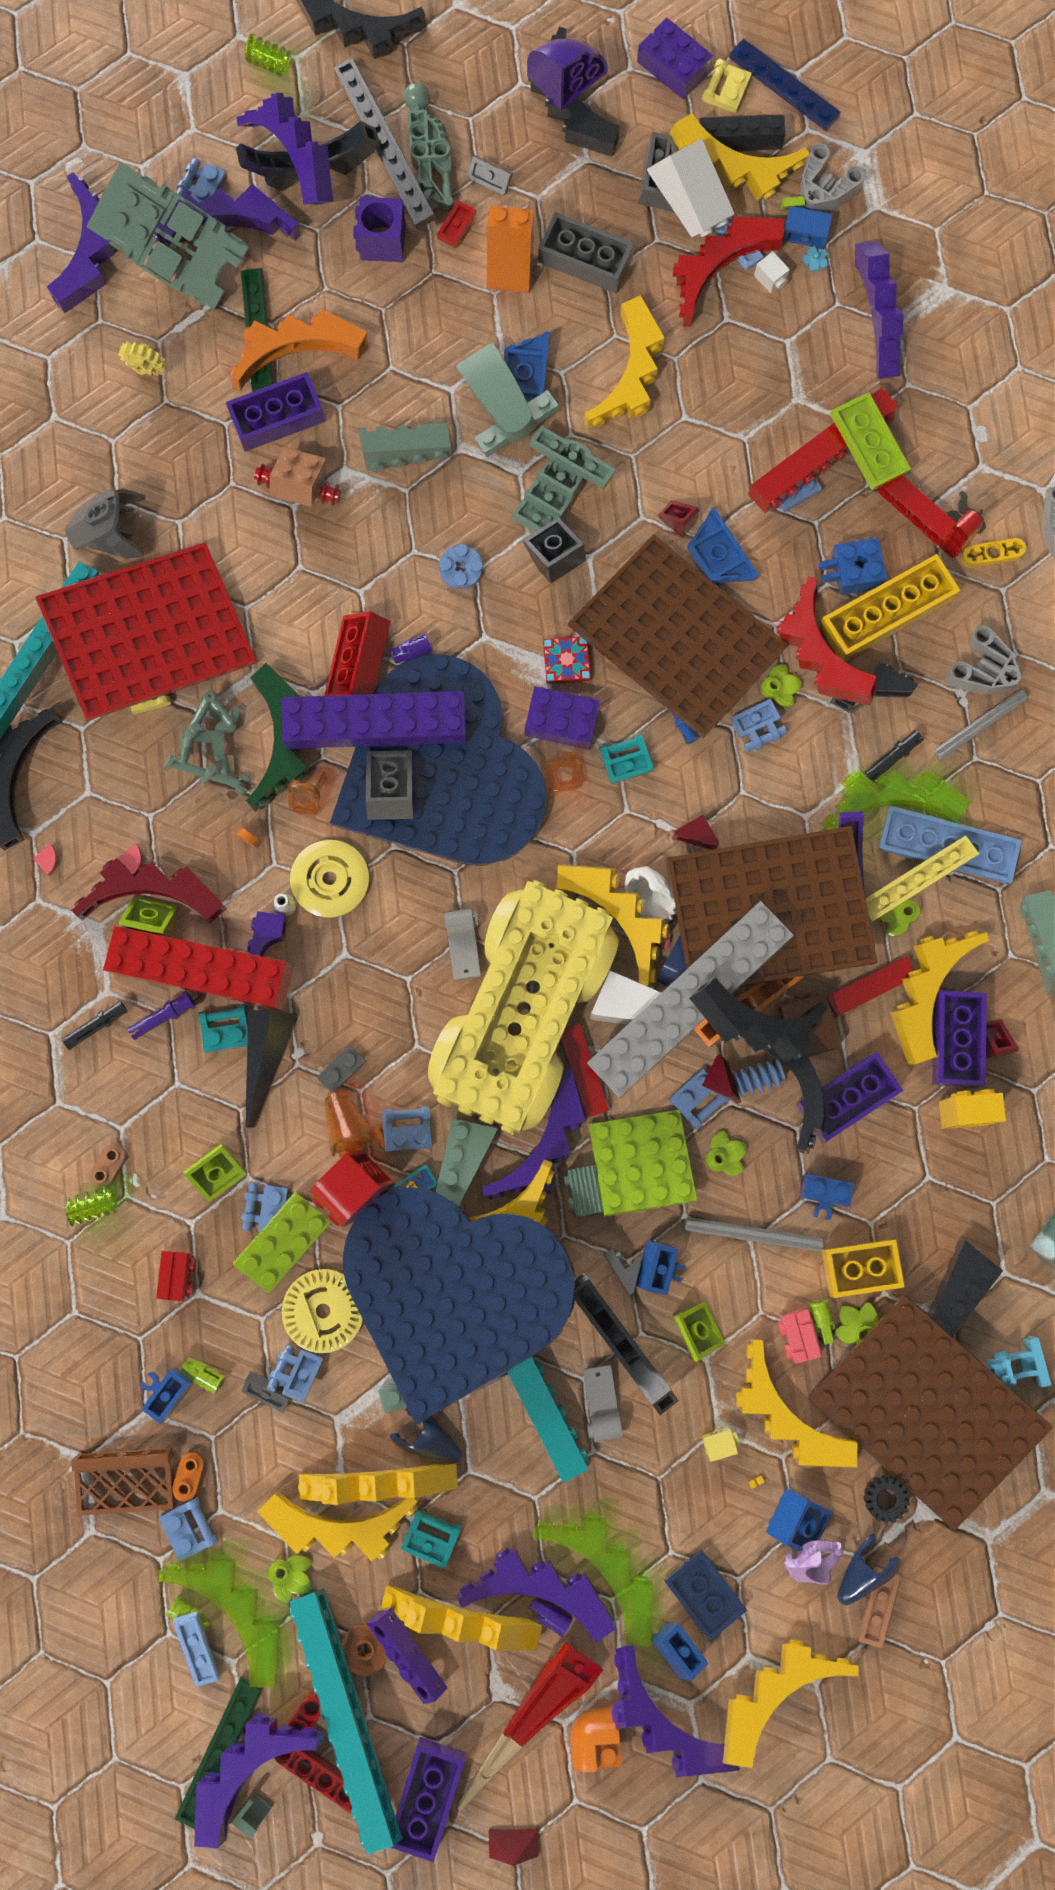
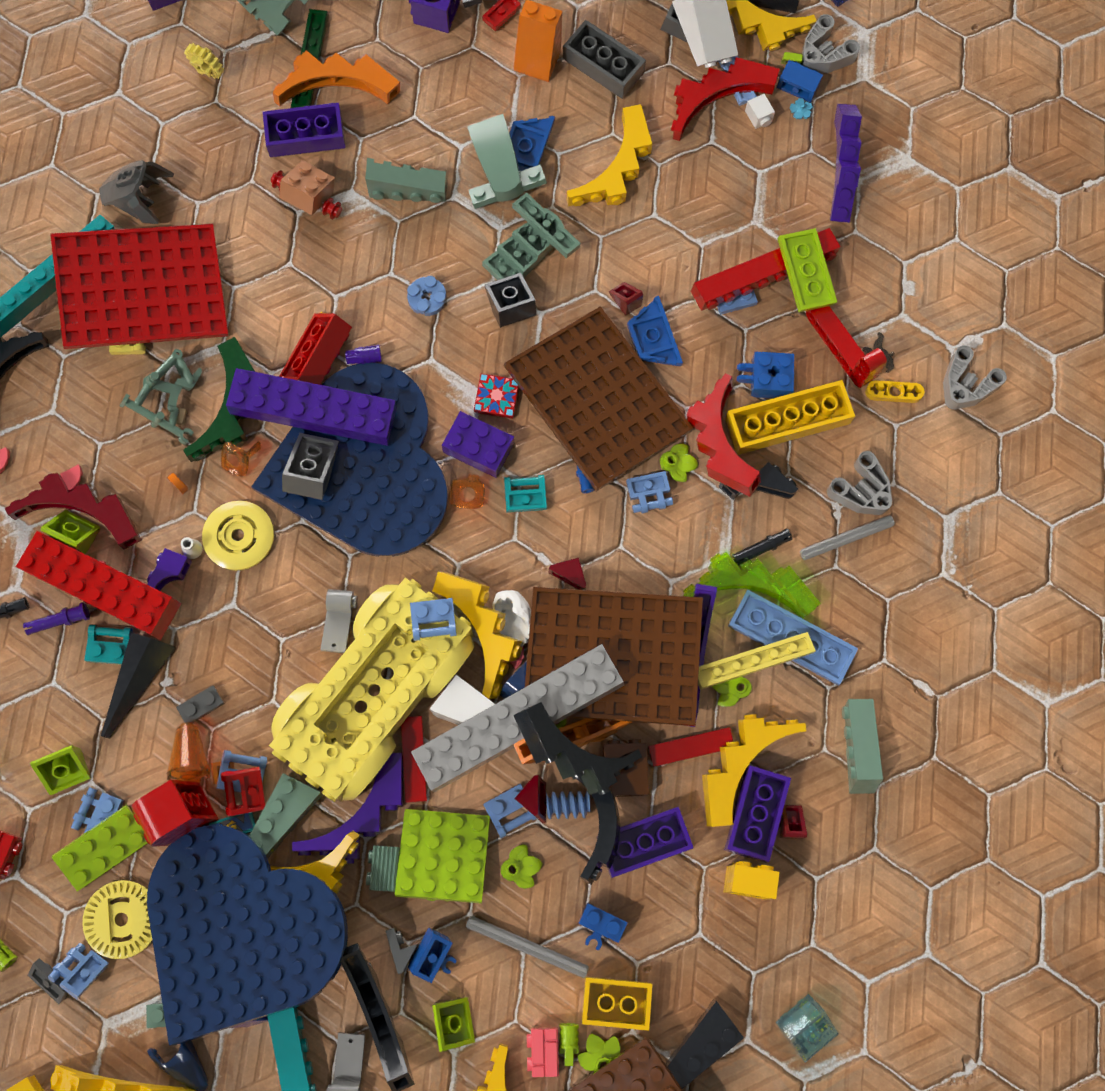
camera: 10 degrees right, 5 degrees down
(423, 1145) = (250, 787): none -> red plate
(569, 910) = (432, 612): none -> medium blue plate

